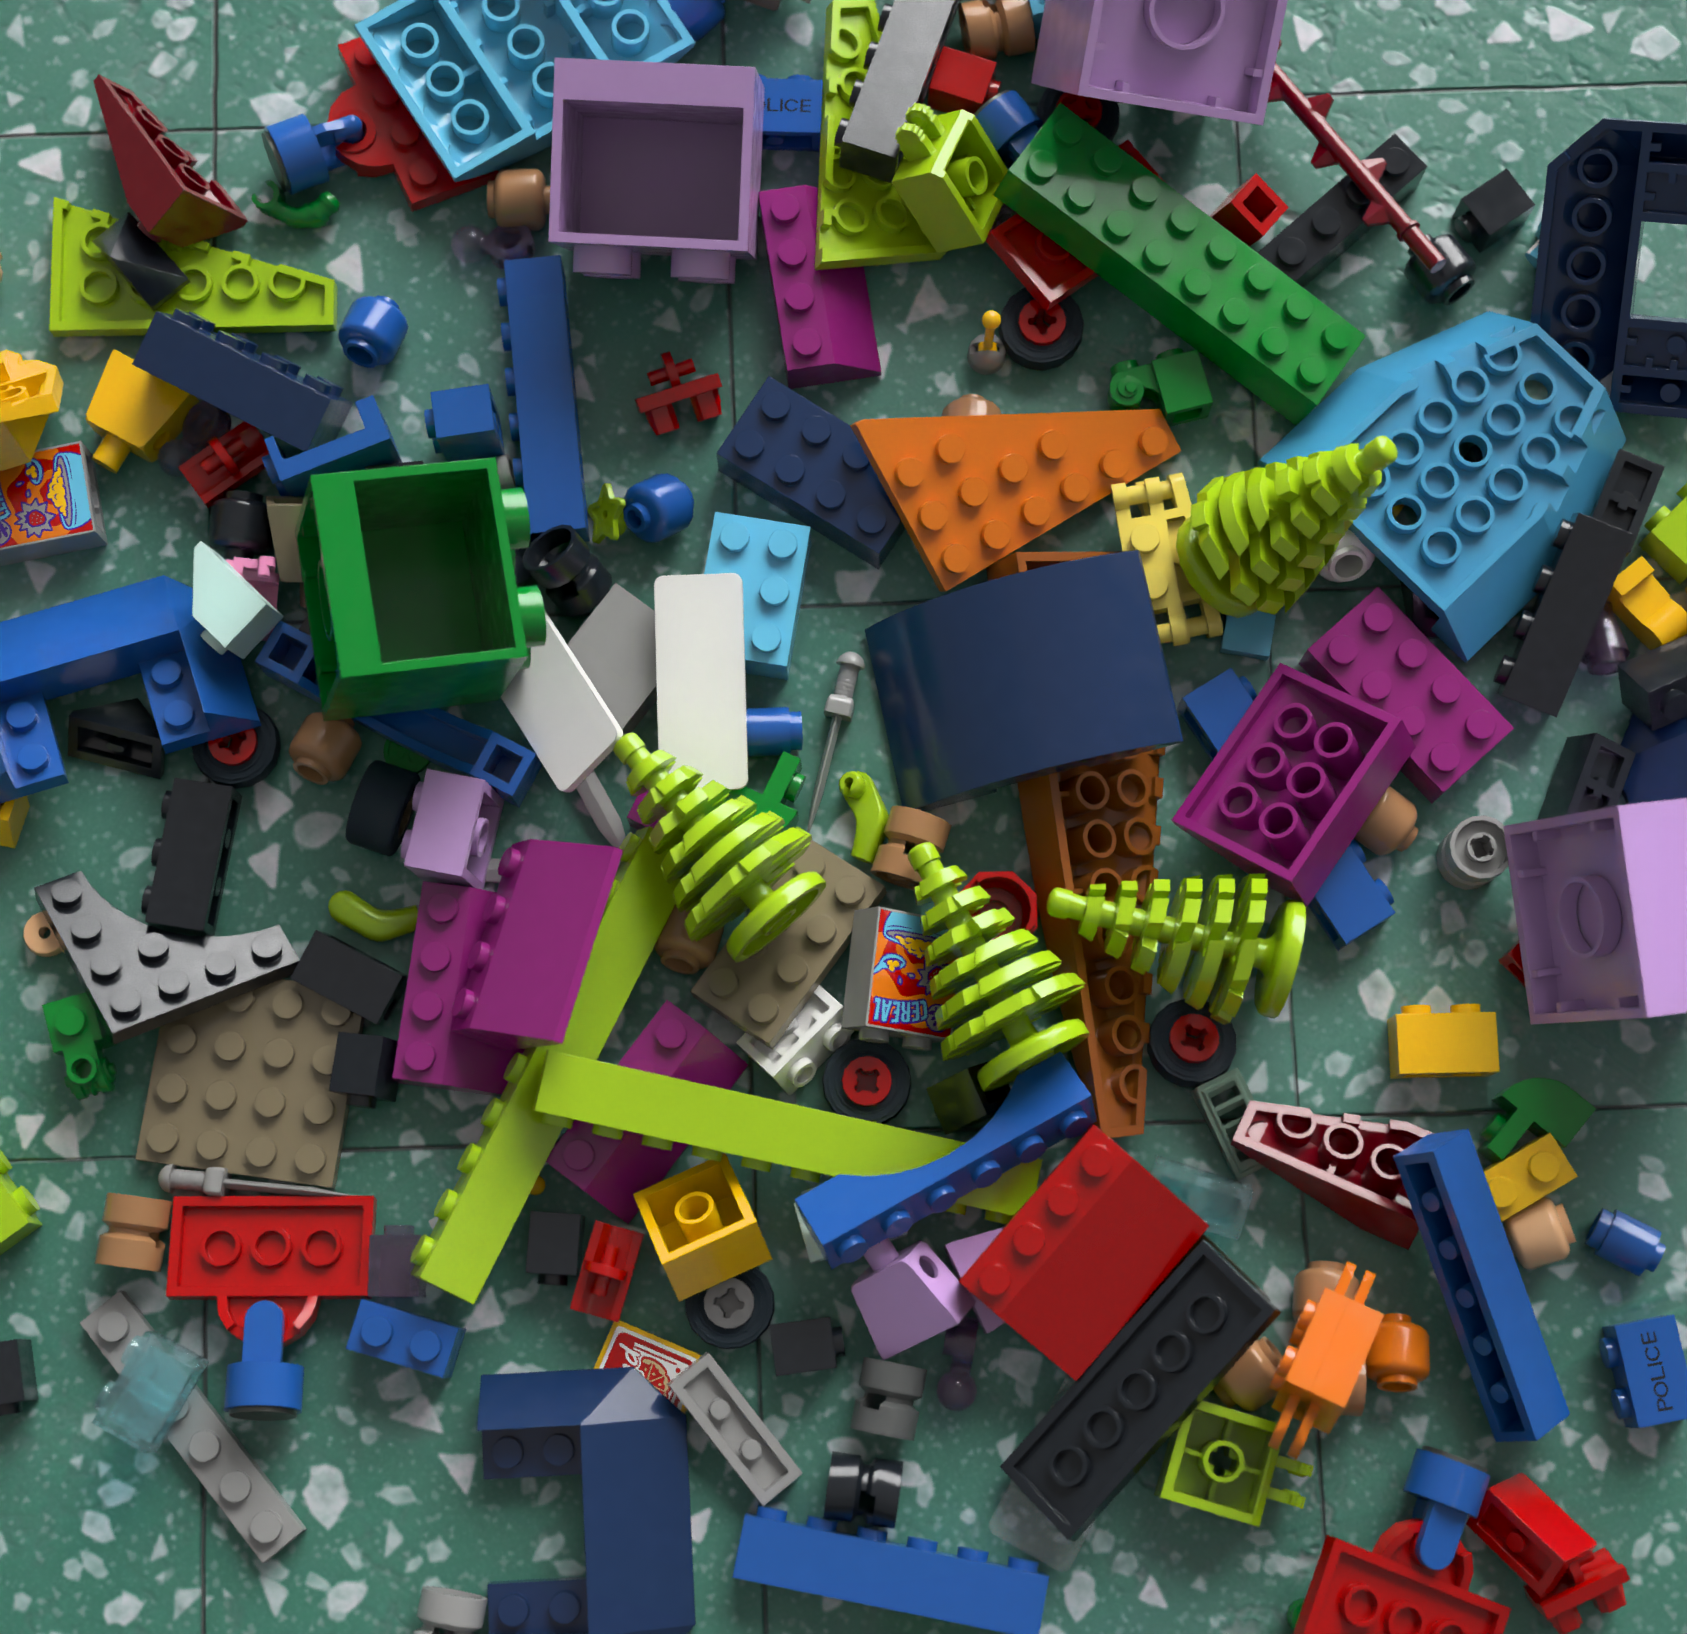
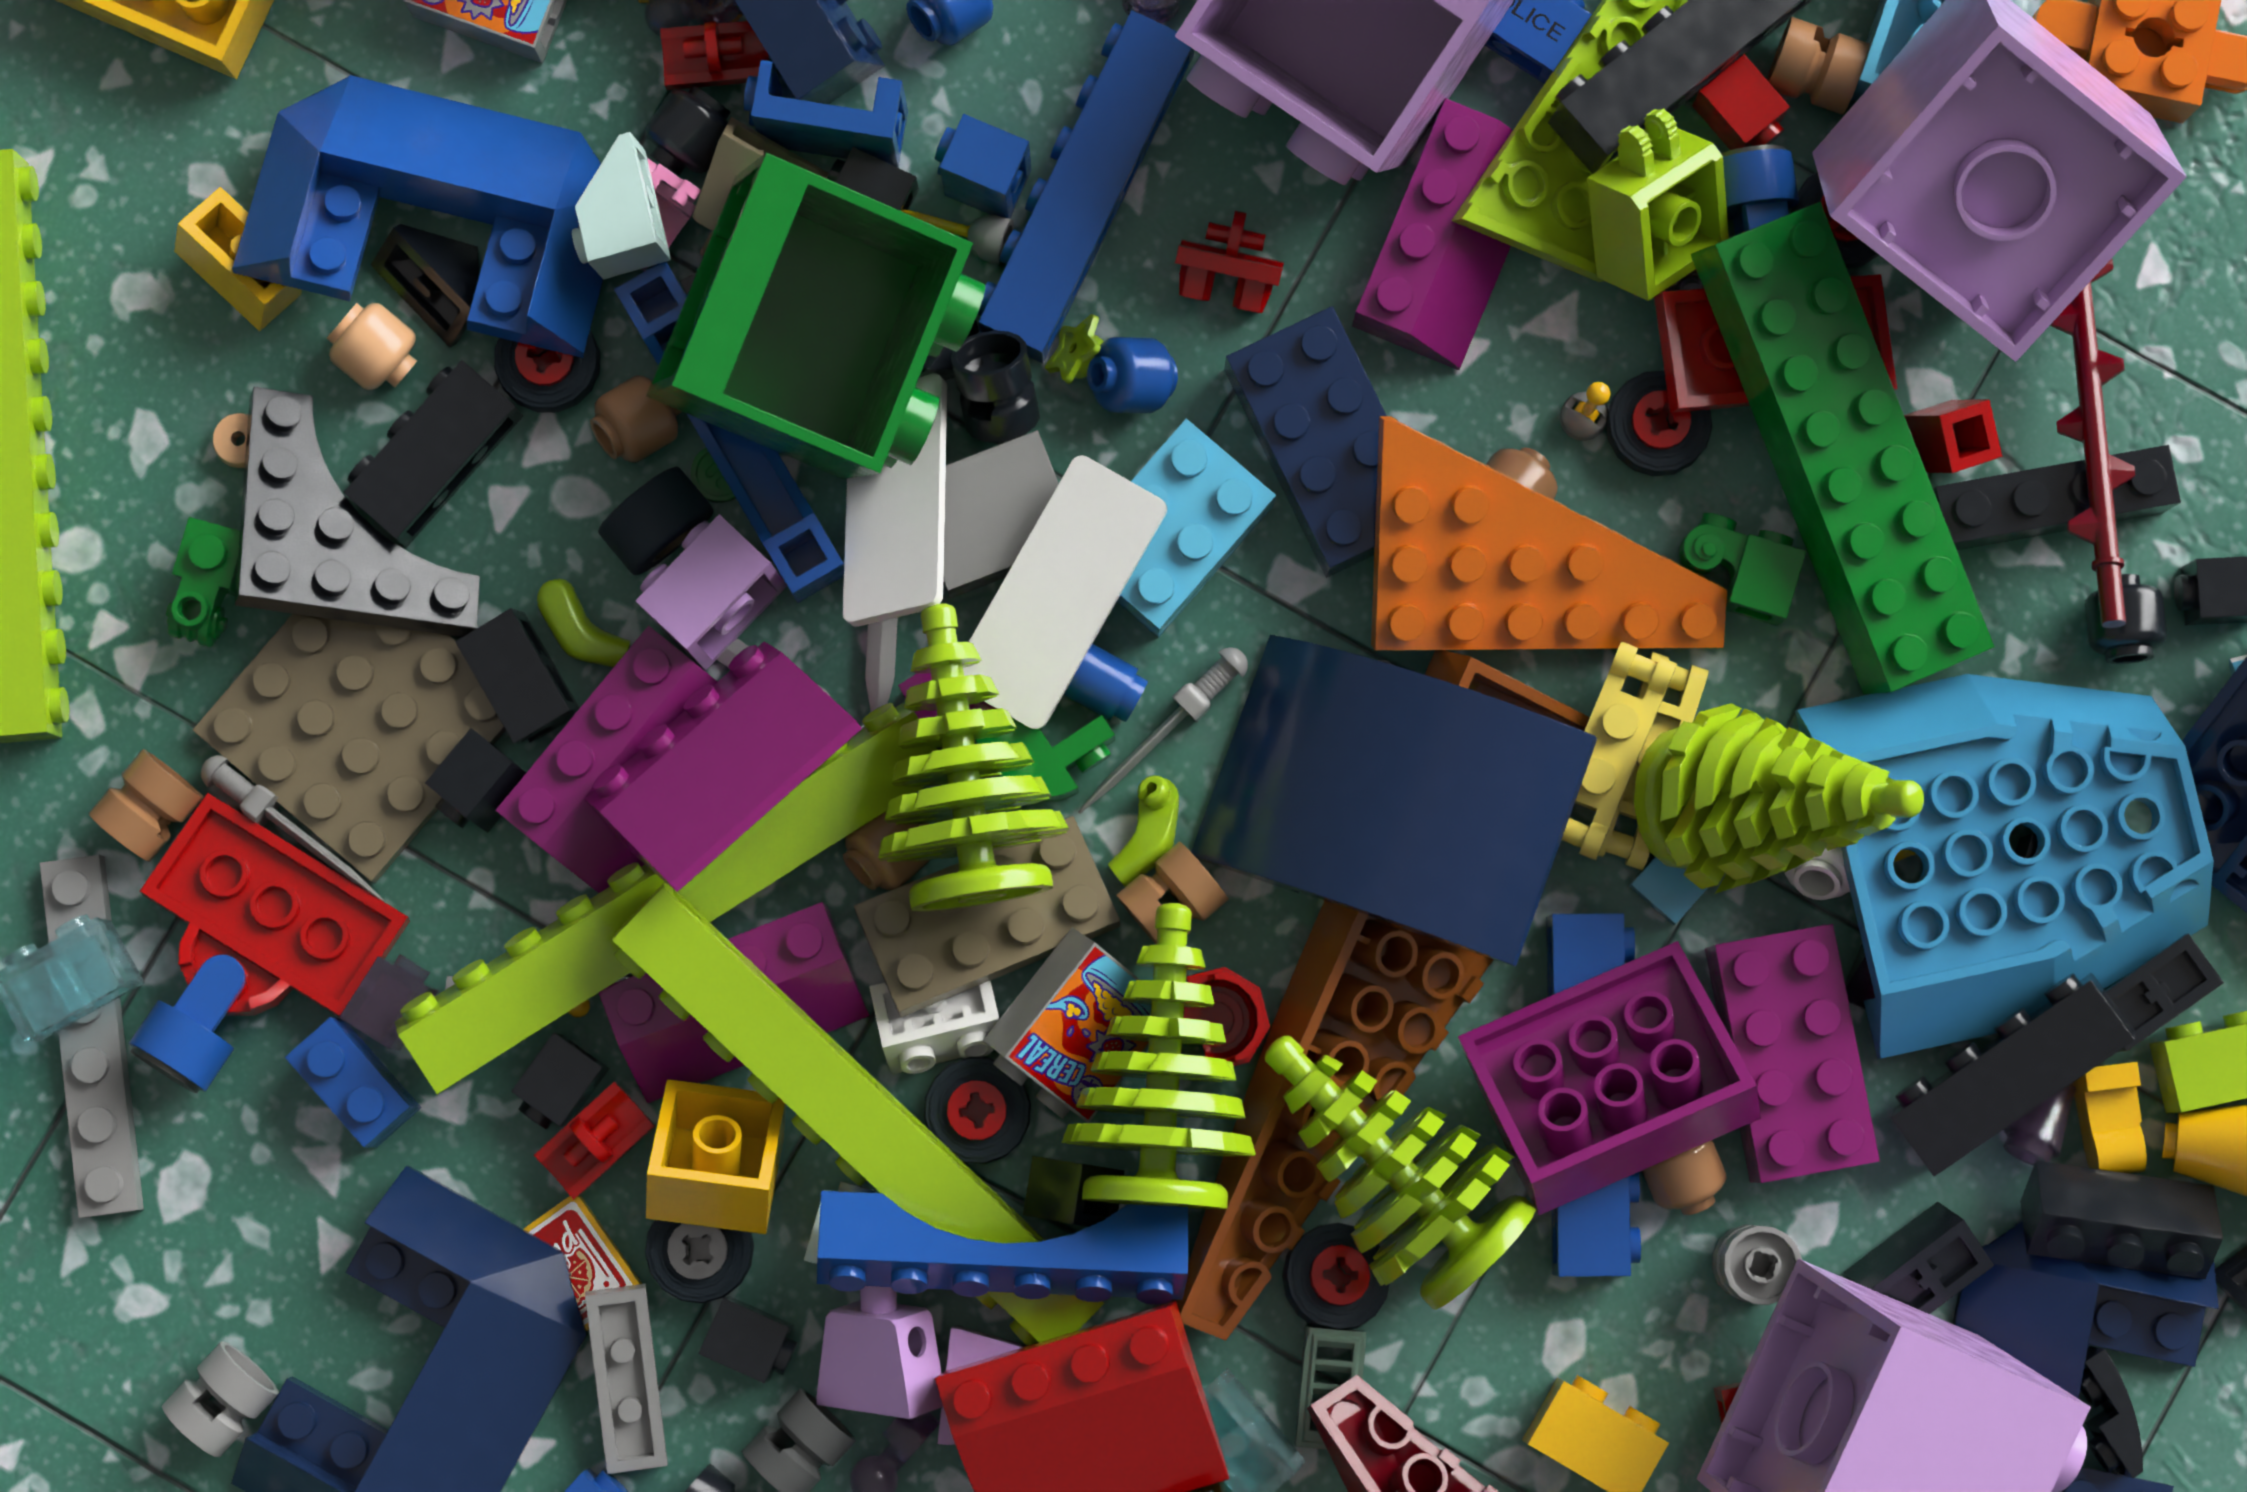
camera: 30 degrees right, 5 degrees up
(103, 809) = (372, 346): none -> light nougat head

